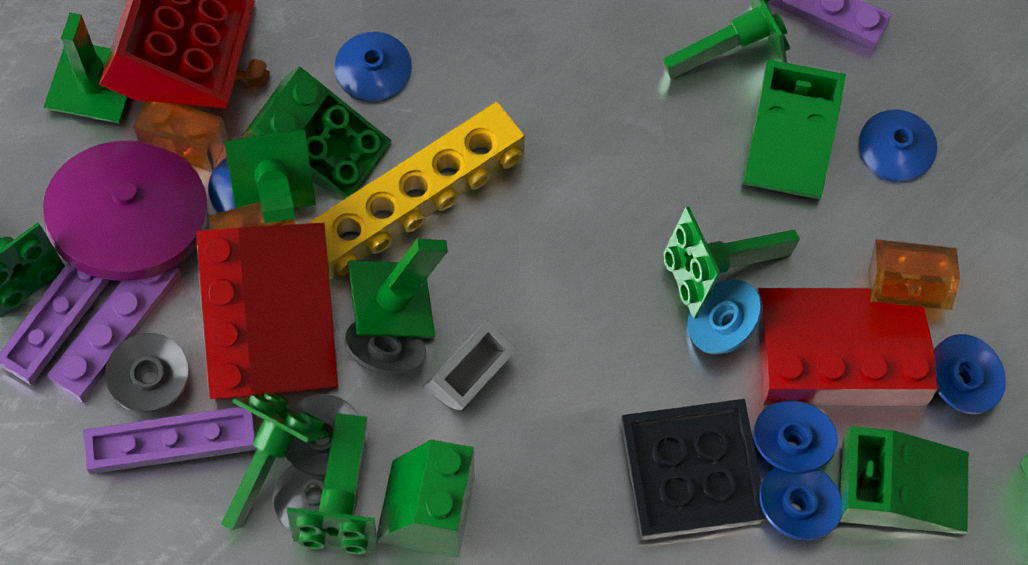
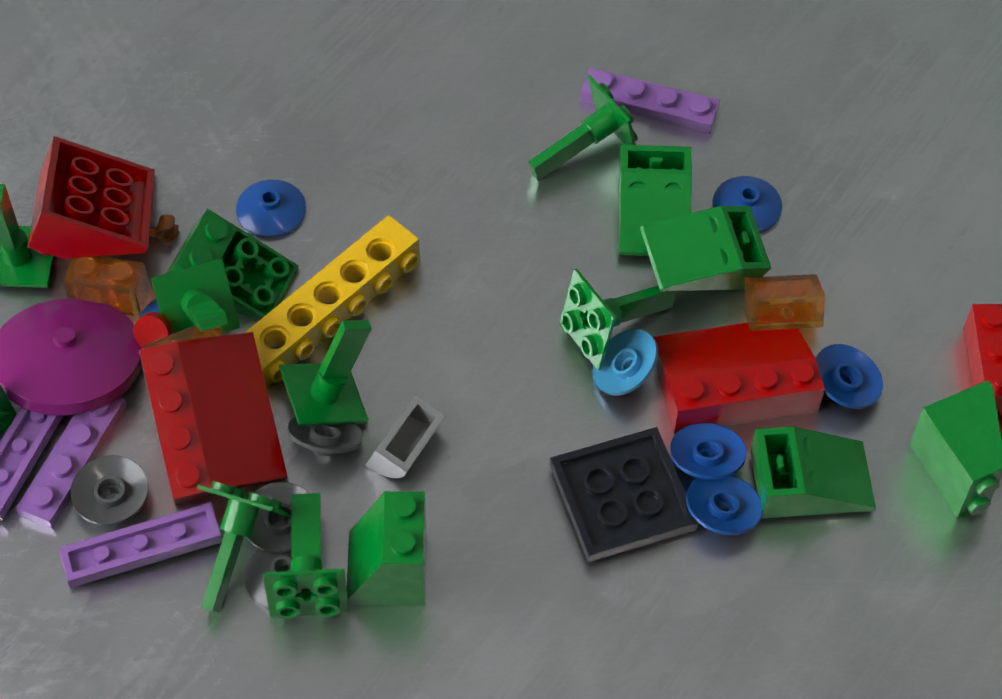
camera: 10 degrees left, 10 degrees down
(219, 196) = (151, 328): none -> red tile
(838, 200) = (706, 249): none -> green slope

